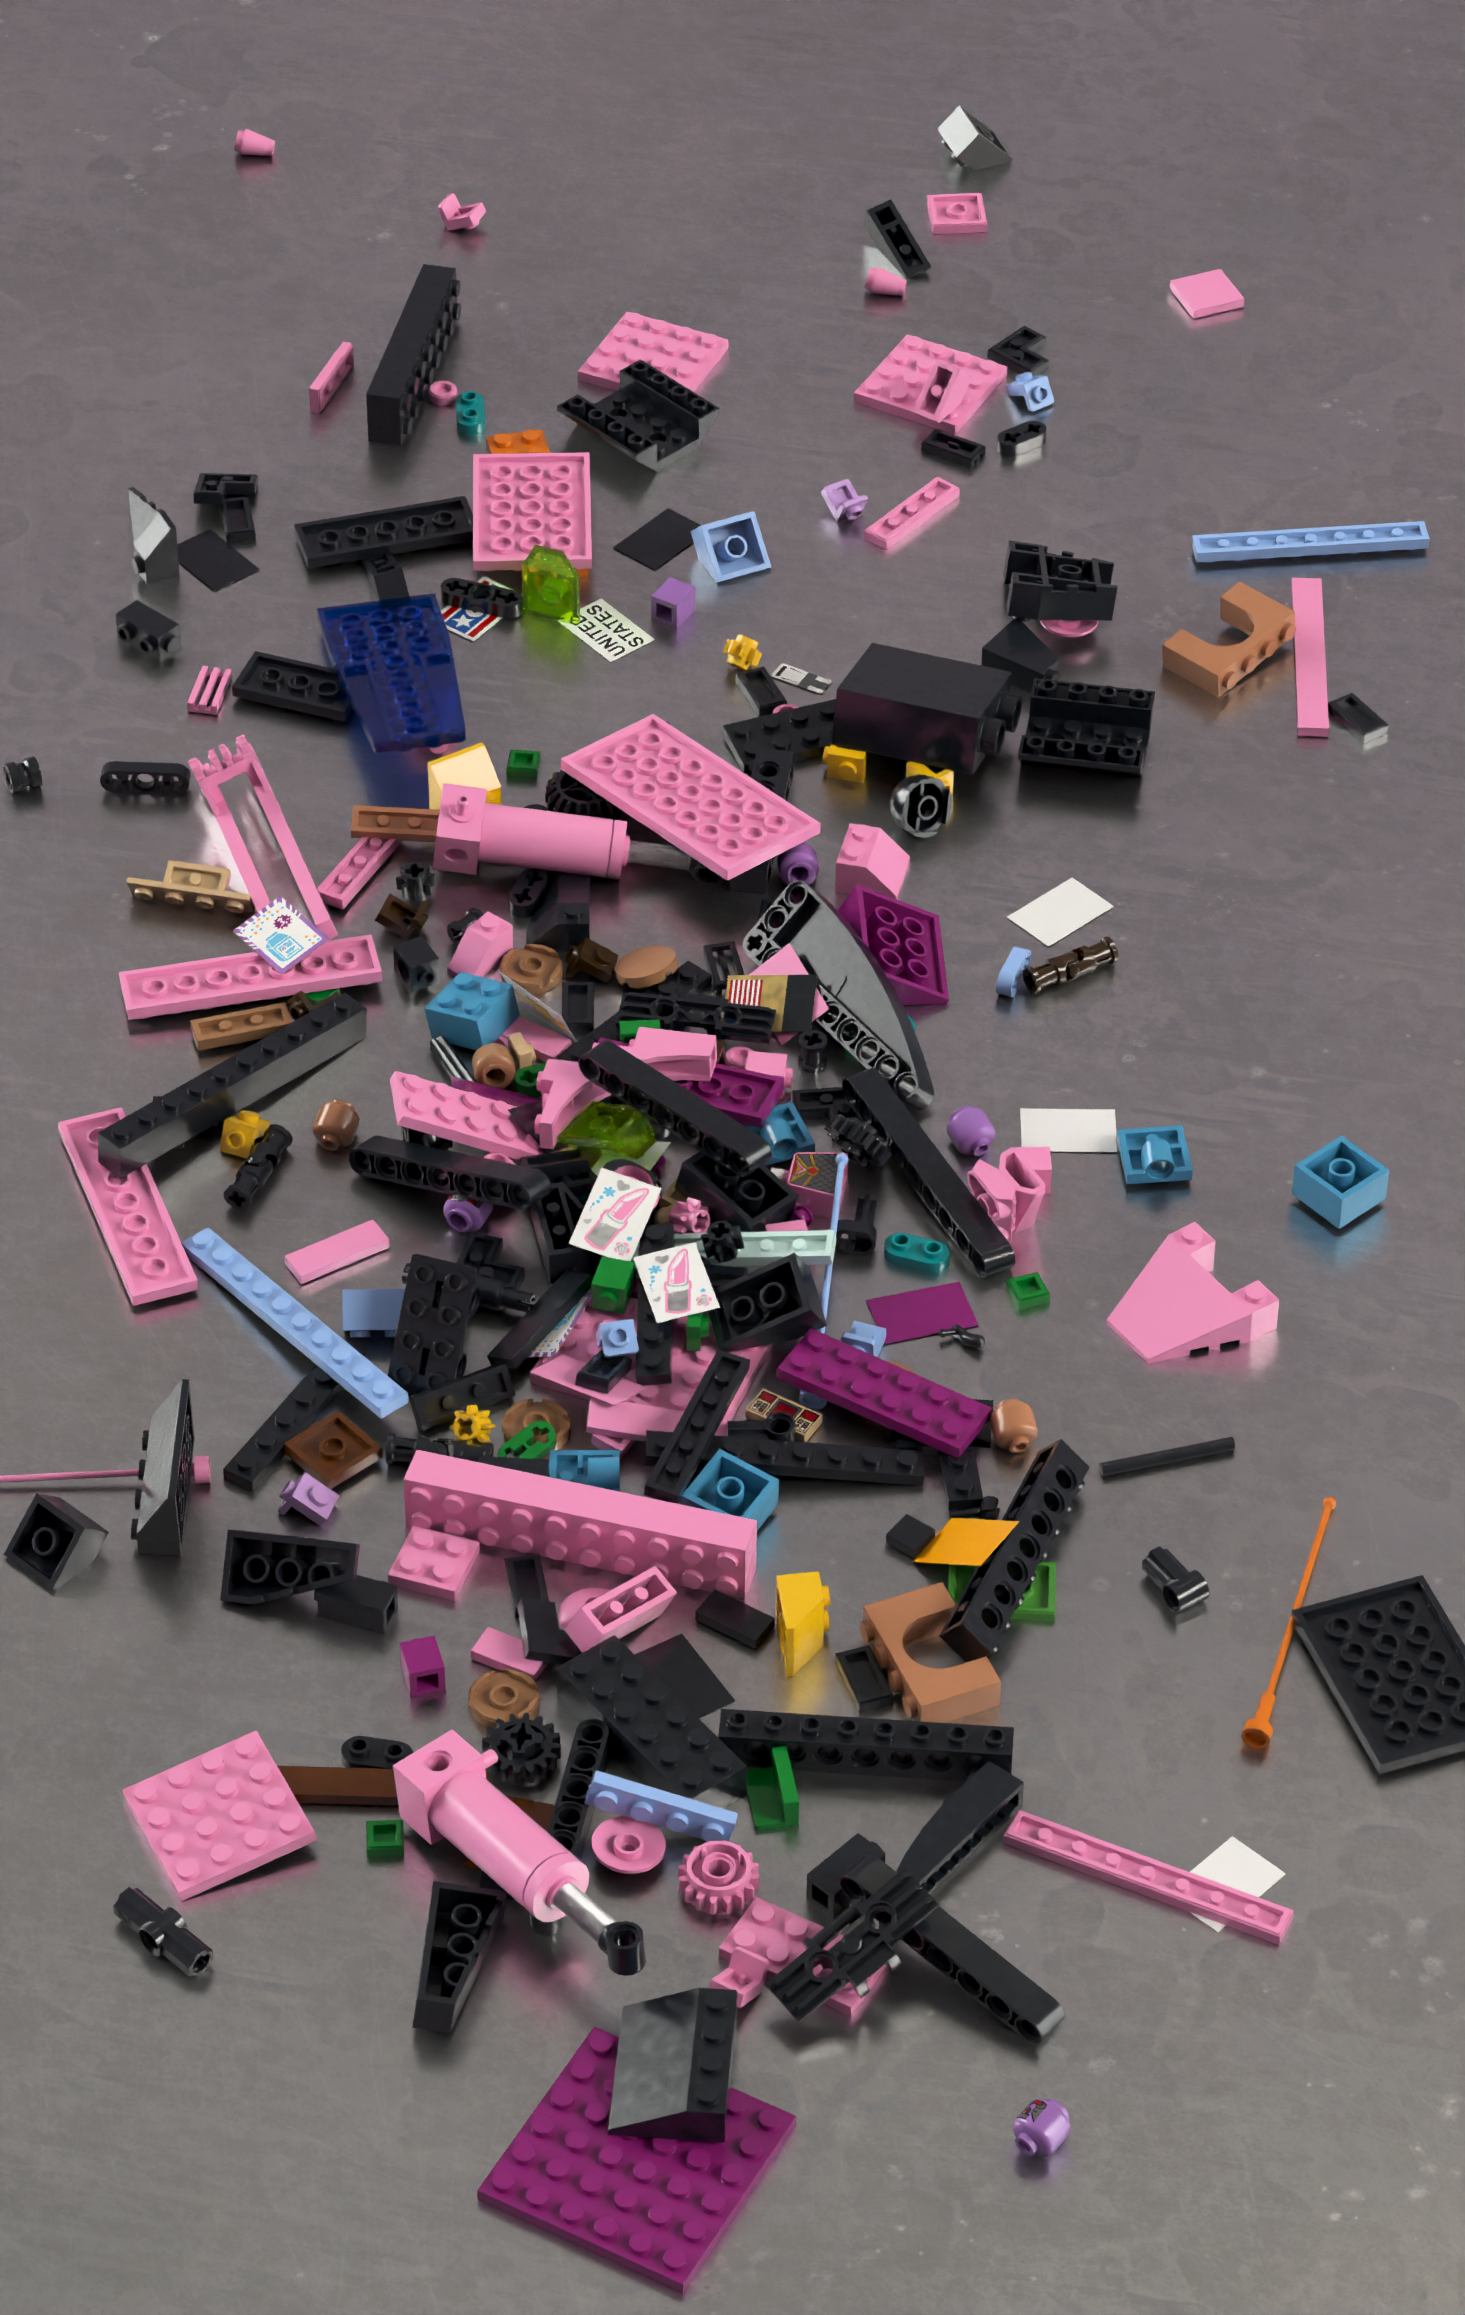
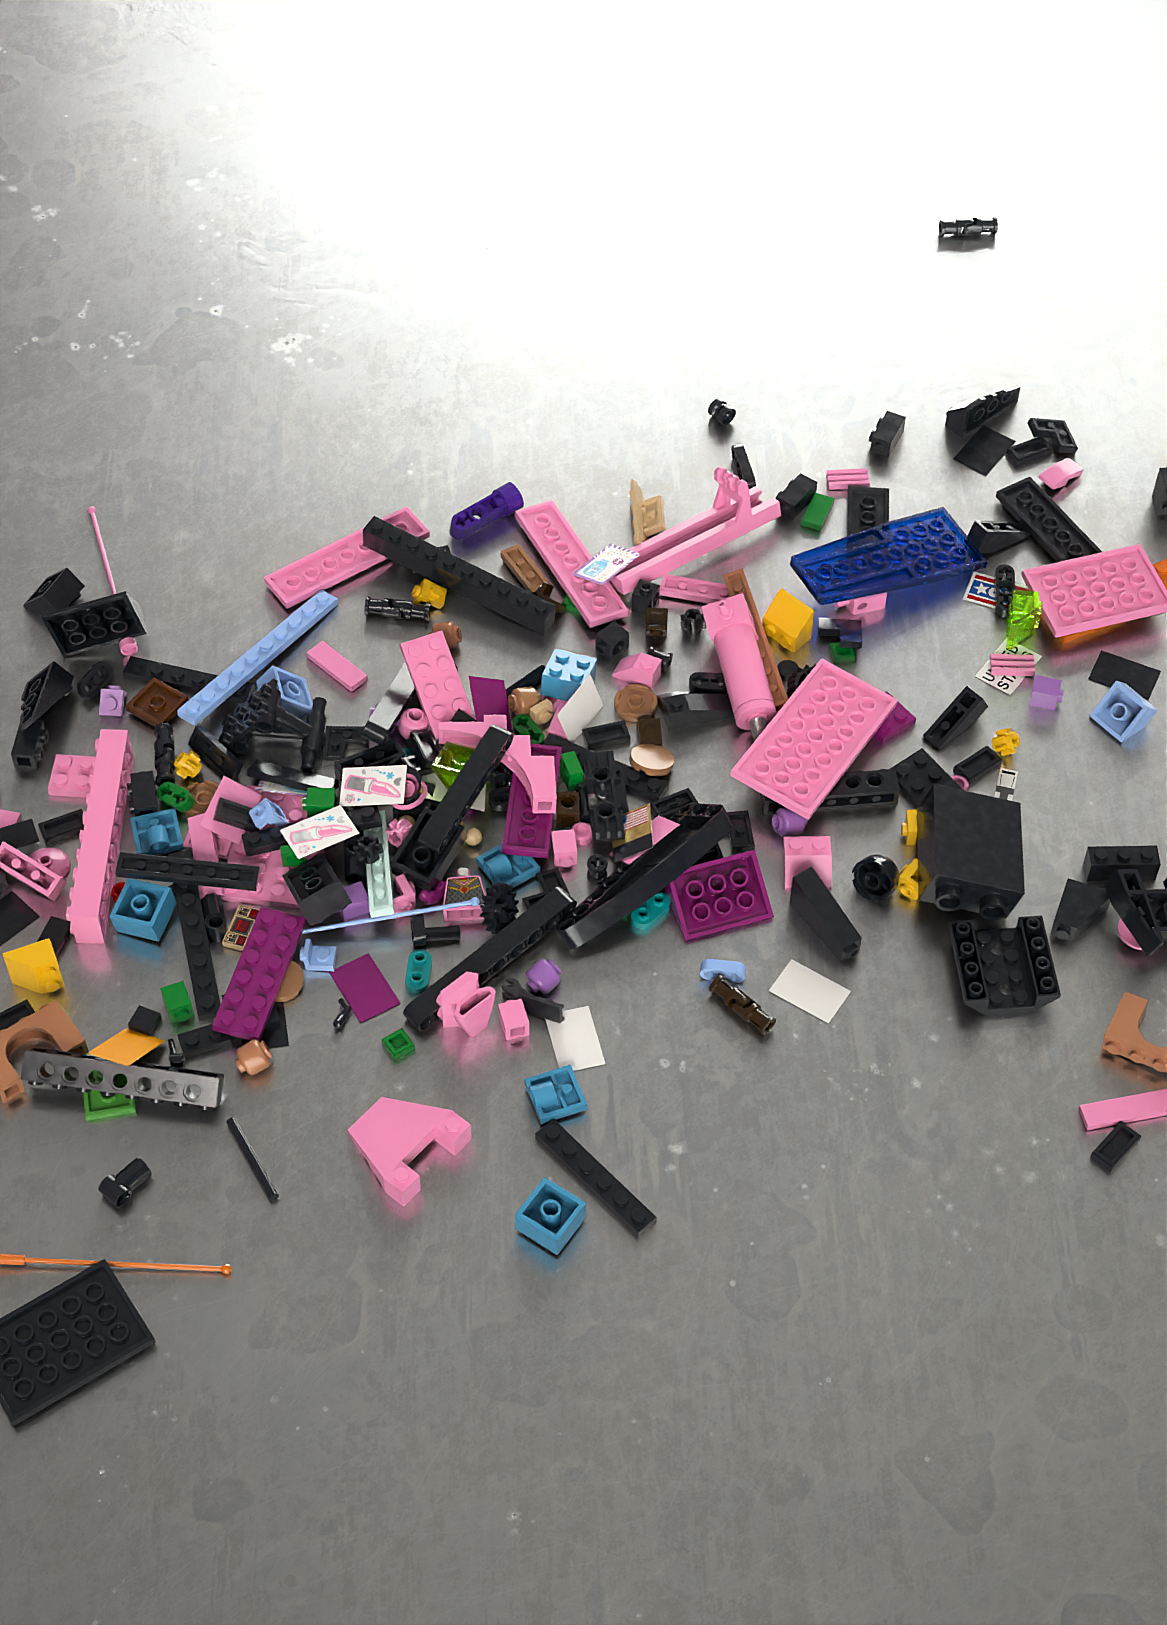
camera: 75 degrees right, 10 degrees up
(109, 1039) = (501, 502): none -> dark purple beam
(219, 728) = (796, 496): none -> black brick
(252, 1508) = (94, 681): none -> black plate
(258, 730) = (817, 511): none -> green tile
(297, 500) = (1059, 473): none -> bright pink slope
(354, 914) = (645, 595): none -> black brick
(505, 743) = (848, 630): none -> black tile
(615, 609) = (1006, 665): none -> bright pink tile
(685, 684) = (956, 718): none -> black slope
(897, 1491) = (177, 1002): none -> green brick
(962, 862) = (824, 915): none -> black slope
(967, 606) = (1104, 861): none -> black brick
(1025, 1135) = (533, 1005): none -> black arm
(1282, 1146) = (596, 1177): none -> black plate

